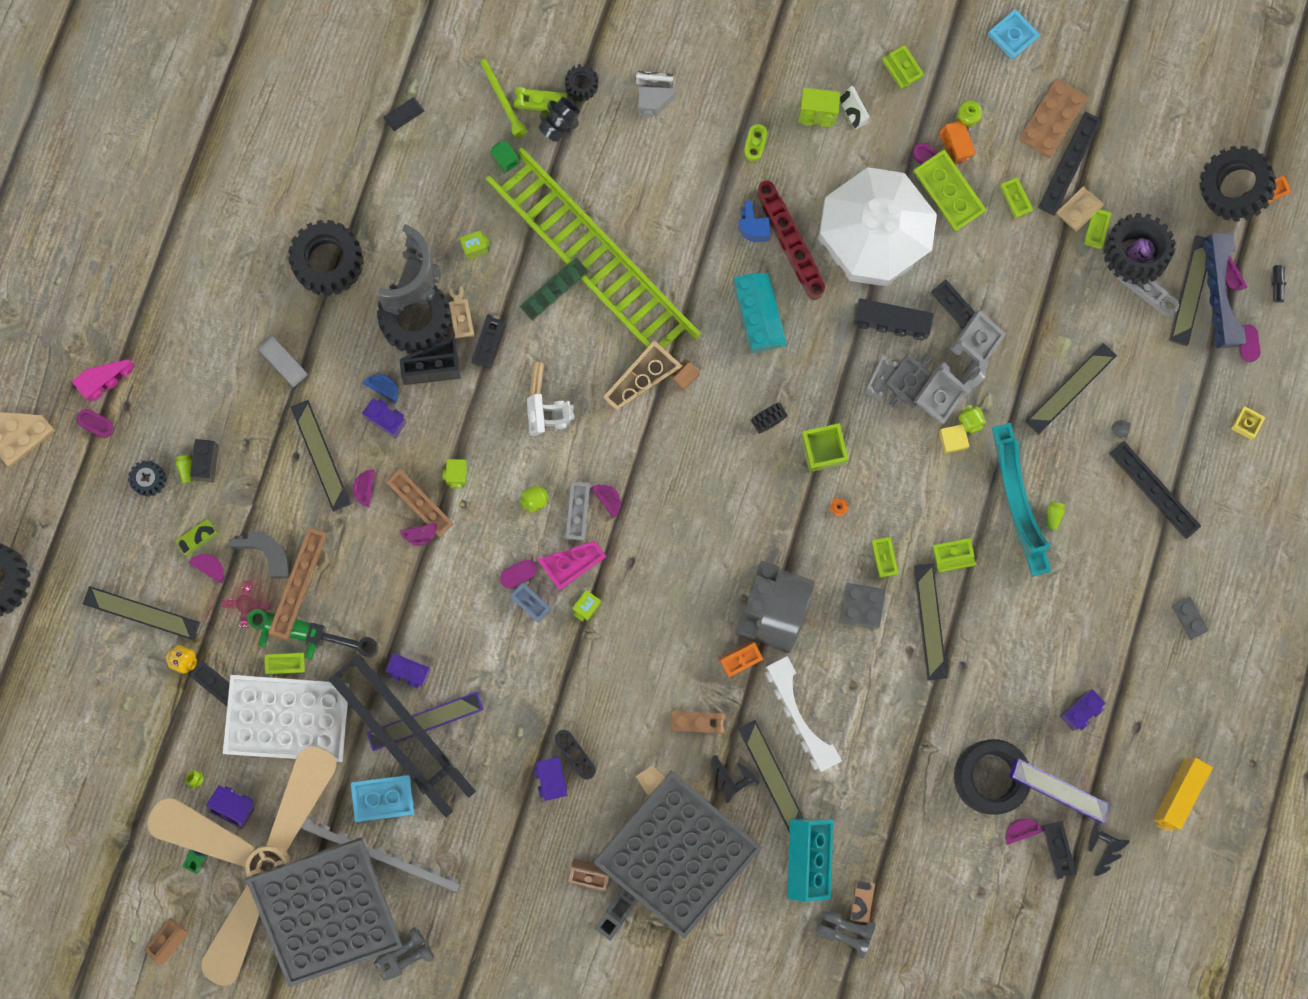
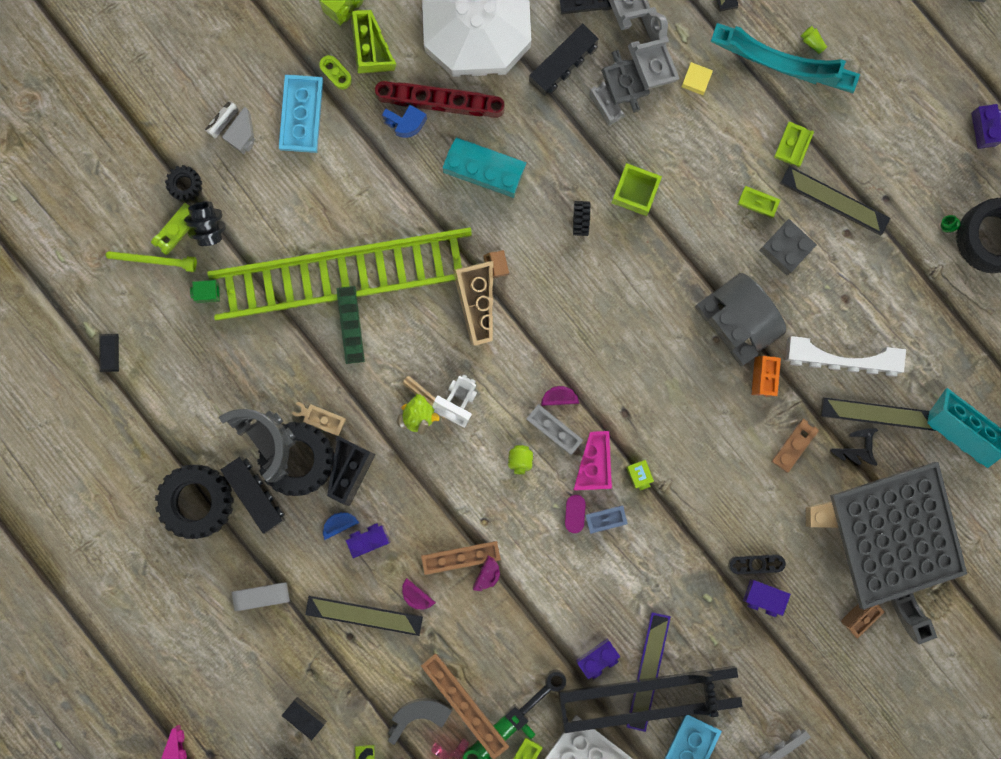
camera: 50 degrees left, 5 degrees up
(184, 468) = (297, 738): lime cone -> none
(362, 301) = (253, 495): none -> black brick
(455, 473) = (455, 511): lime brick -> none
(474, 244) = (266, 367): lime brick -> none
(488, 342) = (359, 410): black plate -> none
(514, 390) = (417, 415): none -> lime hair
(702, 137) = (301, 113): none -> medium azure plate
(794, 155) = (369, 45): none -> lime wedge
(838, 512) = (691, 206): orange plate -> none
(972, 419) = (690, 52): lime head -> none
(976, 732) = (950, 223): none -> green plate

